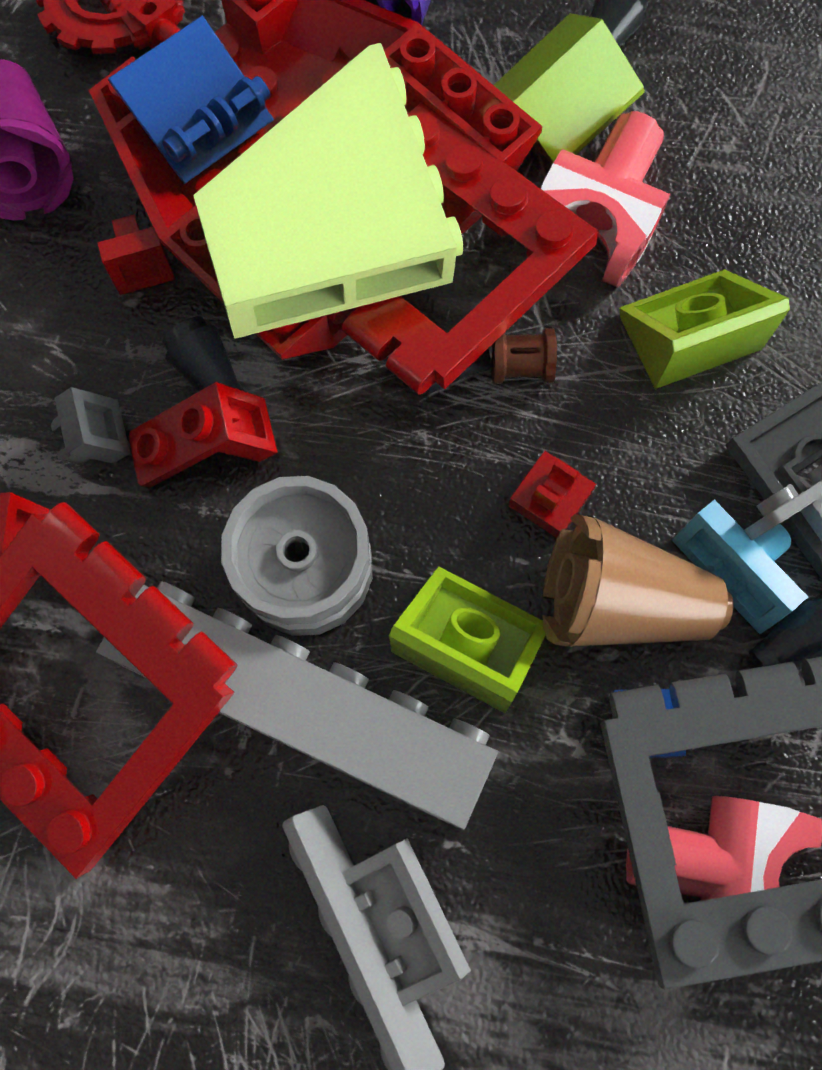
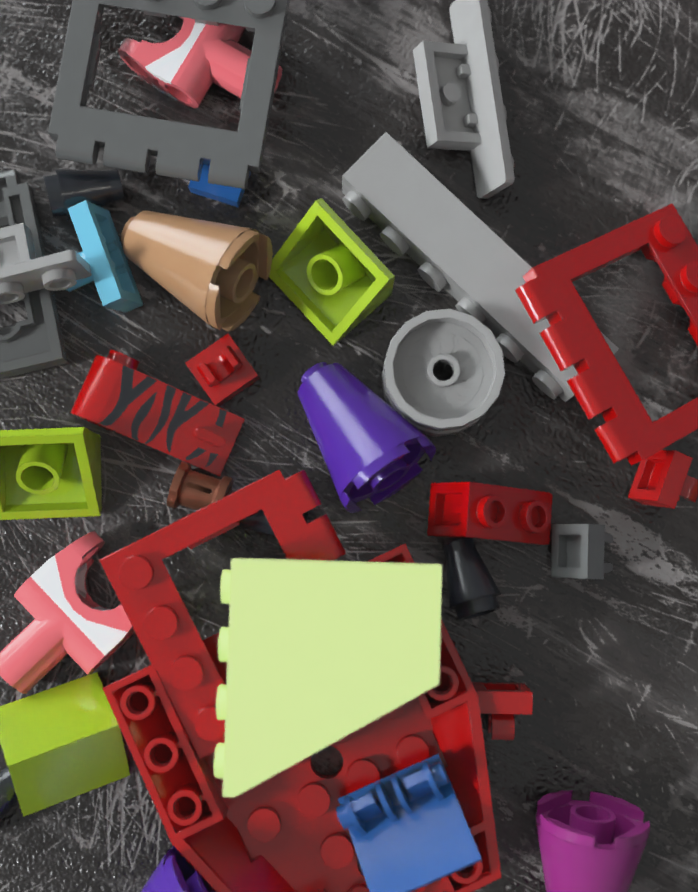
camera: 165 degrees left, 10 degrees up
(374, 460) = (360, 436): none -> dark purple cone
(636, 413) = (156, 413): none -> red door

